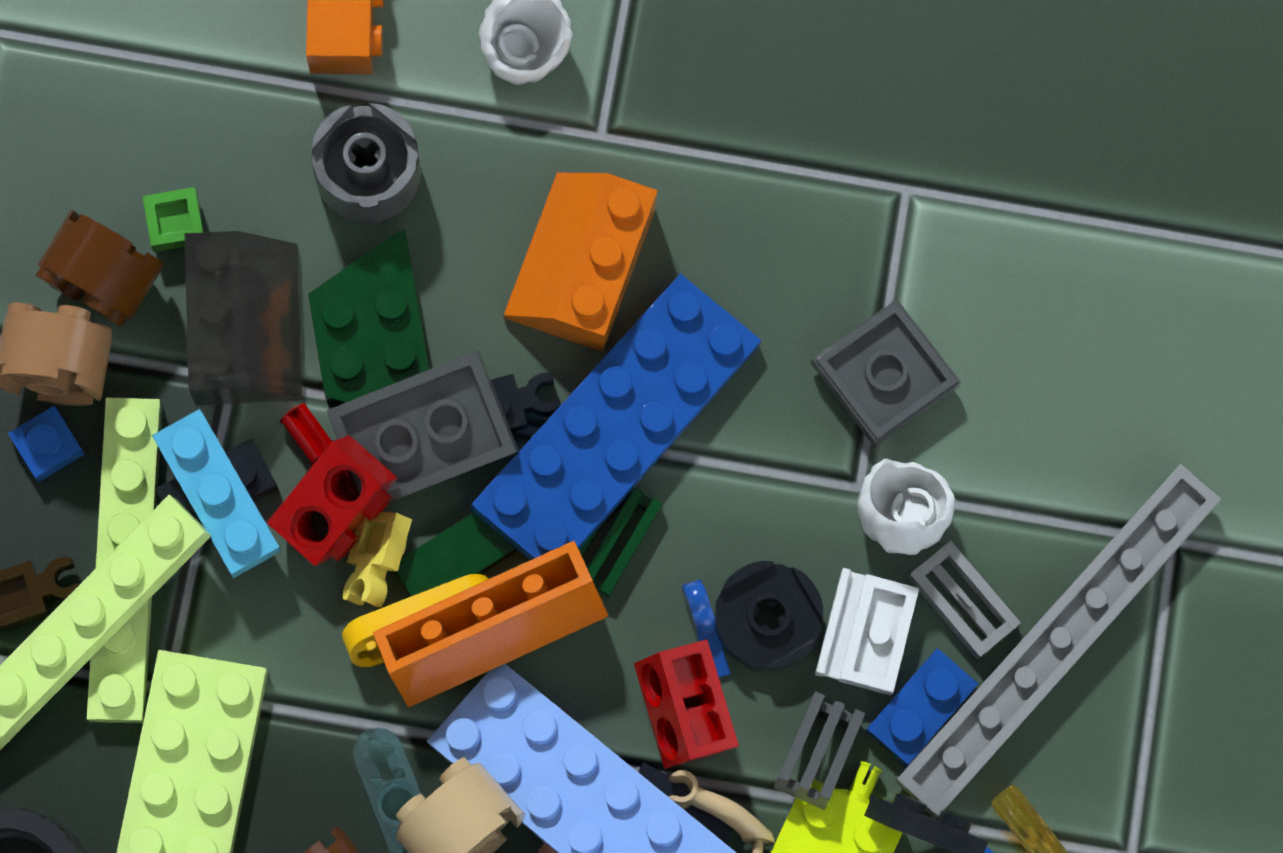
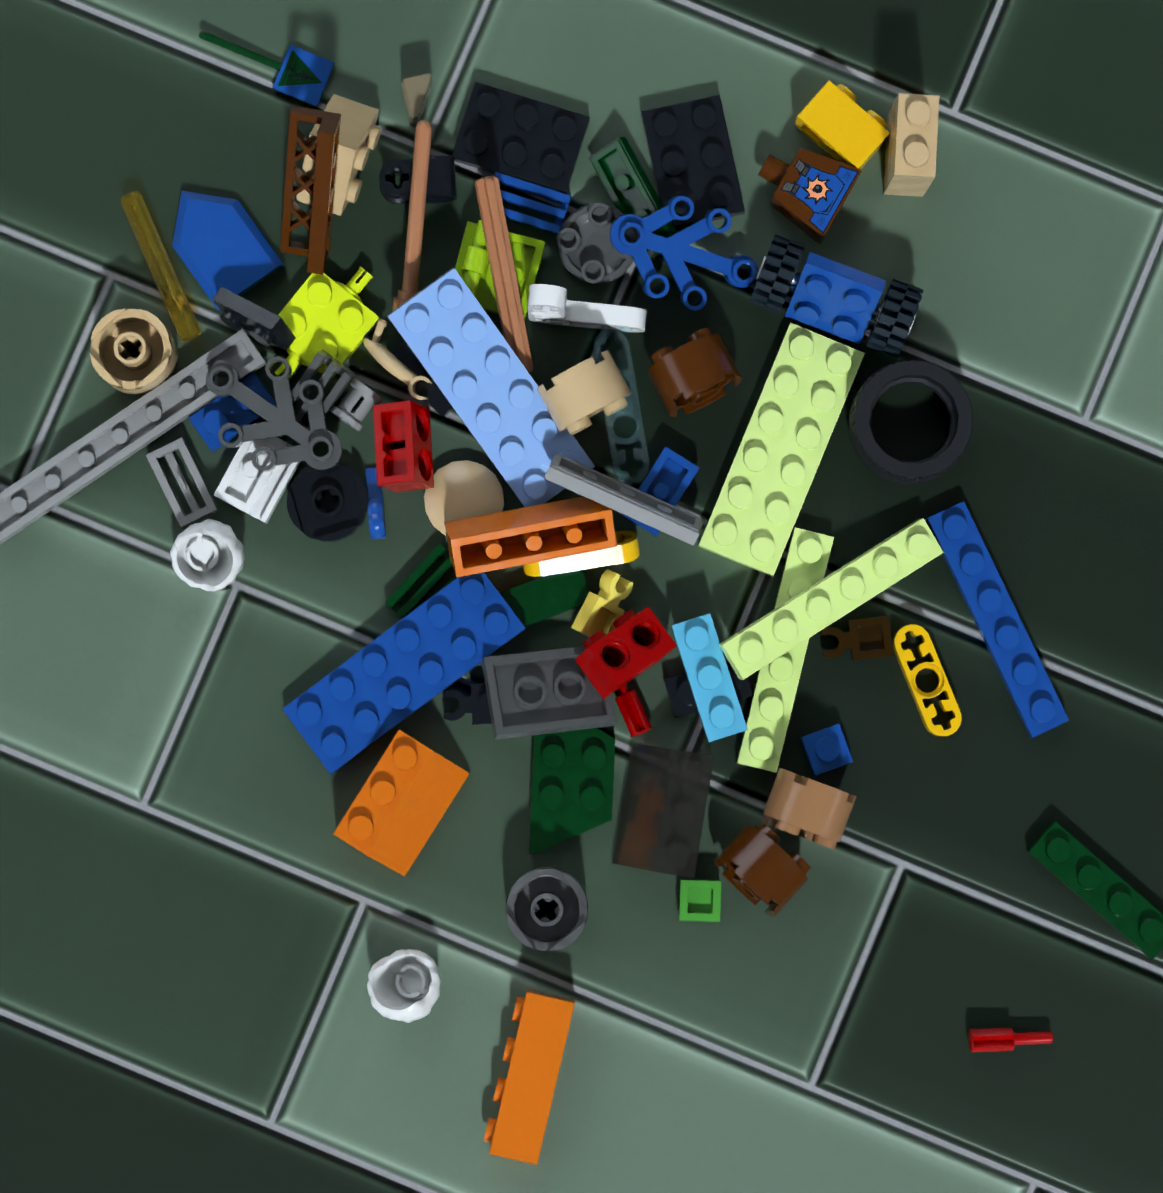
camera: 165 degrees left, 10 degrees up
(331, 727) = (667, 481): none -> blue plate
(376, 695) = (624, 499): none -> light grey tile
(593, 665) = (462, 492): none -> tan dish
(762, 750) = (344, 409): none -> light grey bush
(857, 702) = (279, 420): none -> dark grey plant
(885, 373) = (195, 663): dark grey plate -> none
(1103, 743) = (112, 360): none -> tan brick

